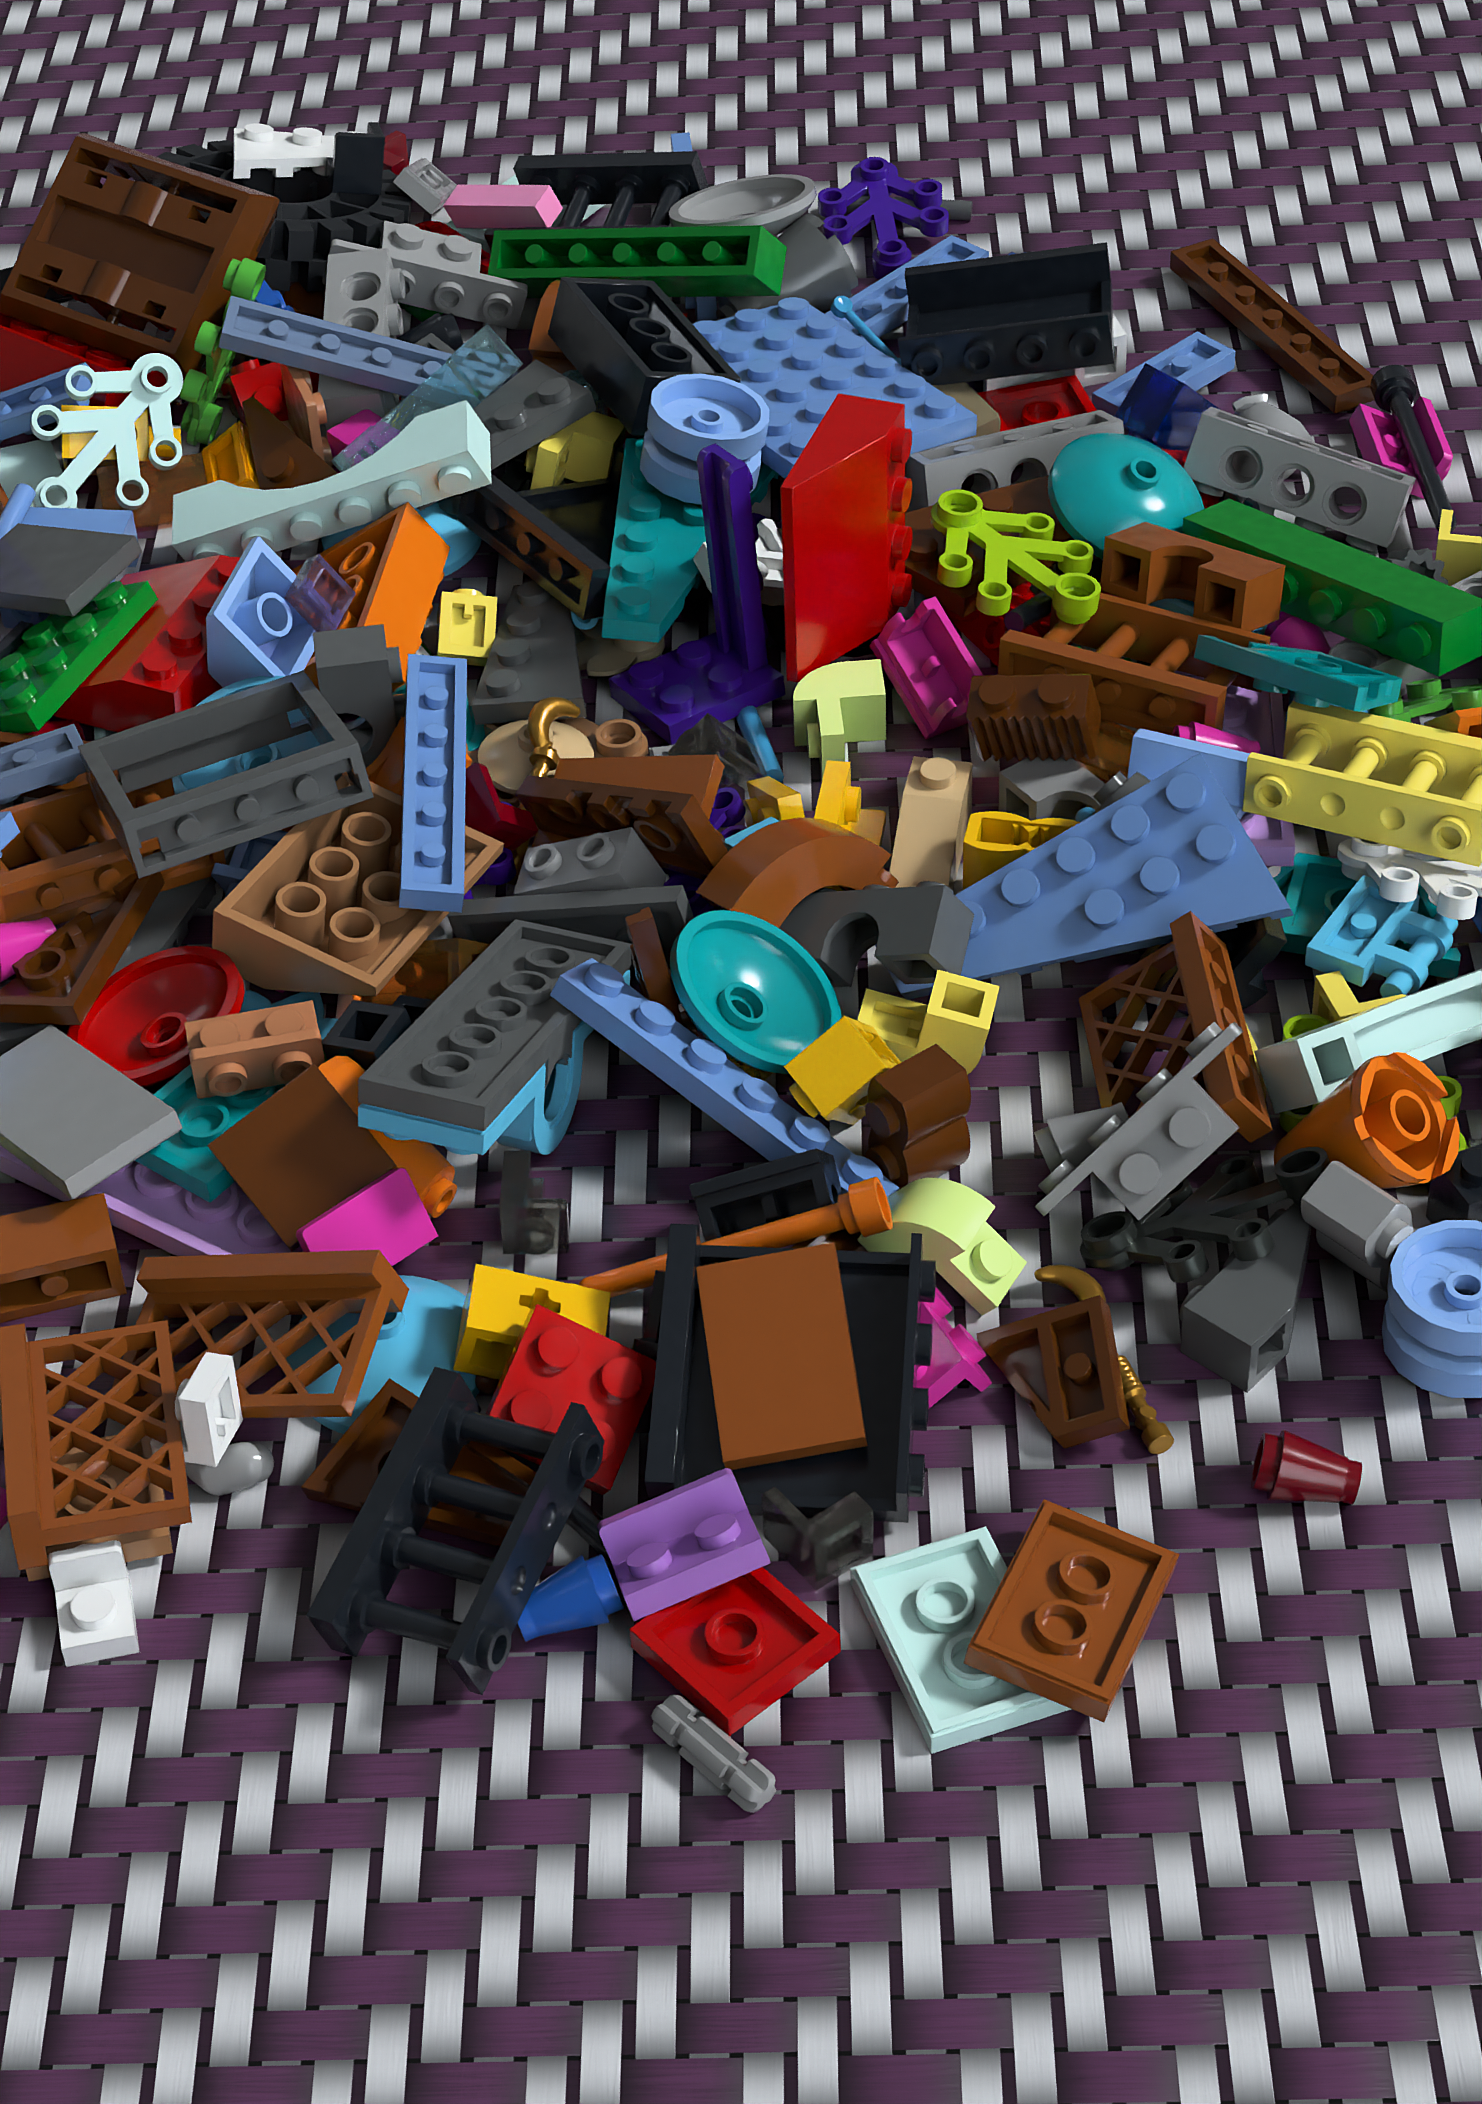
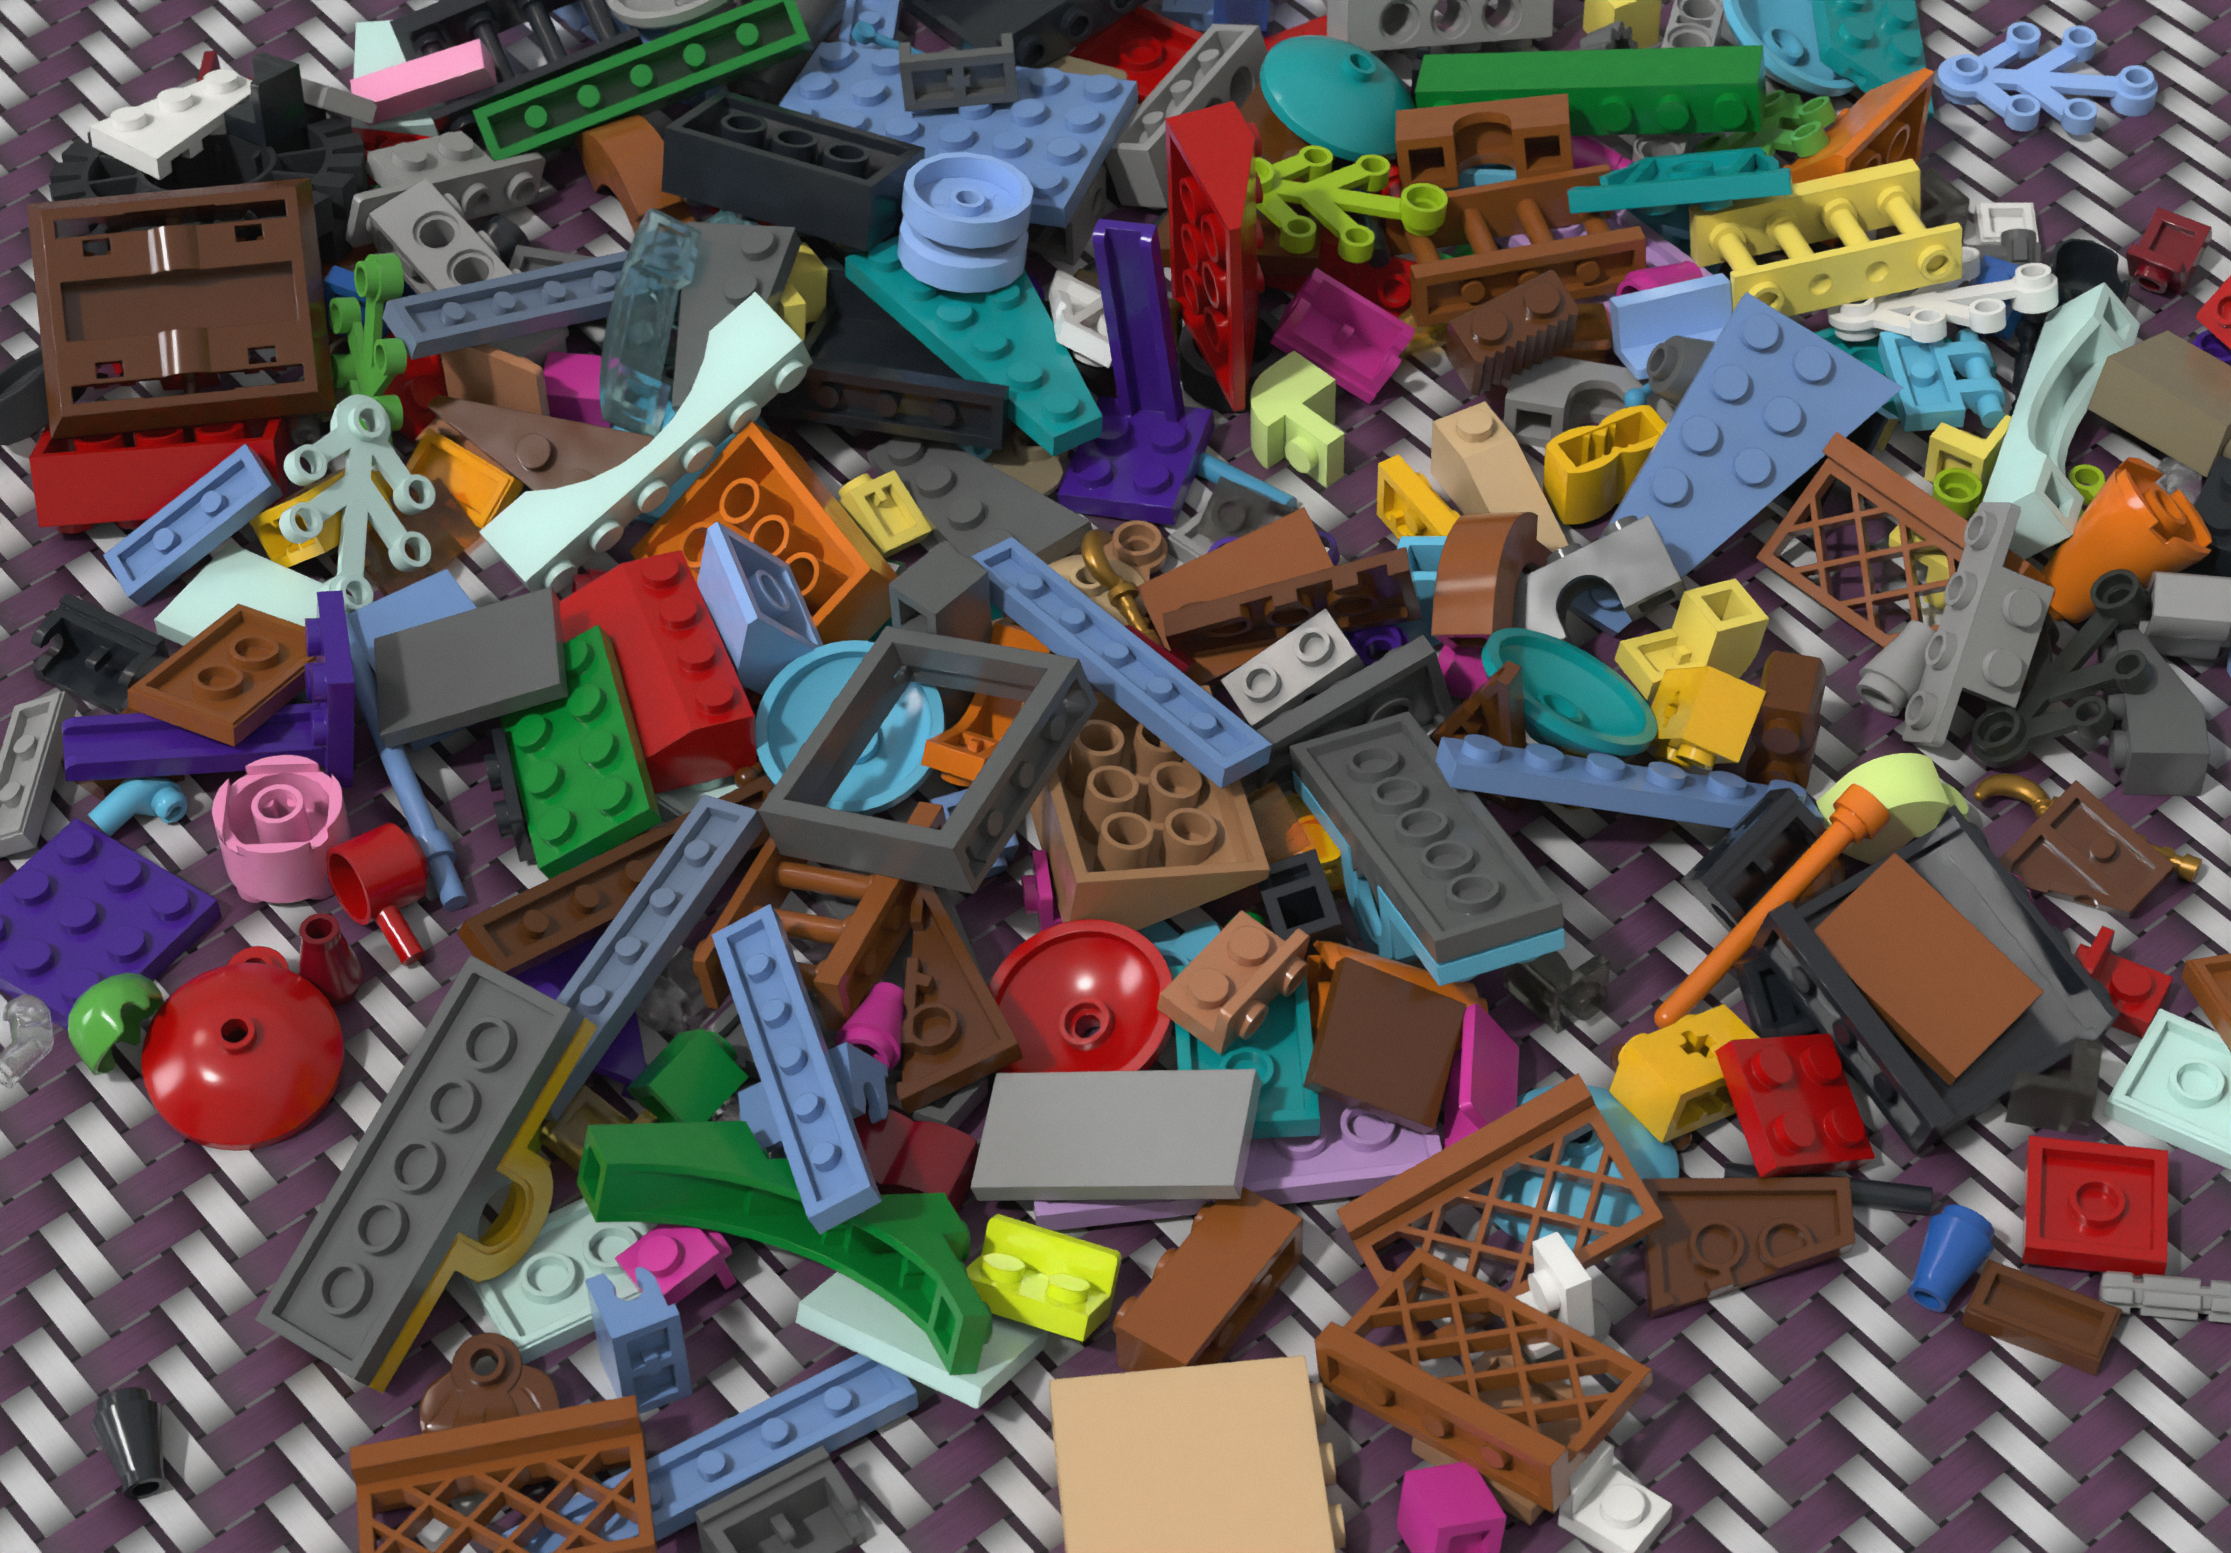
camera: 40 degrees left, 5 degrees up
(320, 594) = (781, 550): clear purple tile -> none
(416, 1480) = (1796, 1301): black fence -> none
(596, 1699) = (2042, 1317): none -> reddish brown tile
(682, 1543) = (2001, 1158): medium lavender bracket -> none
(772, 799) = (1369, 528): yellow plate -> none
(834, 346) = (958, 76): none -> dark grey hinge
(970, 1483) = (2134, 989): none -> red bracket

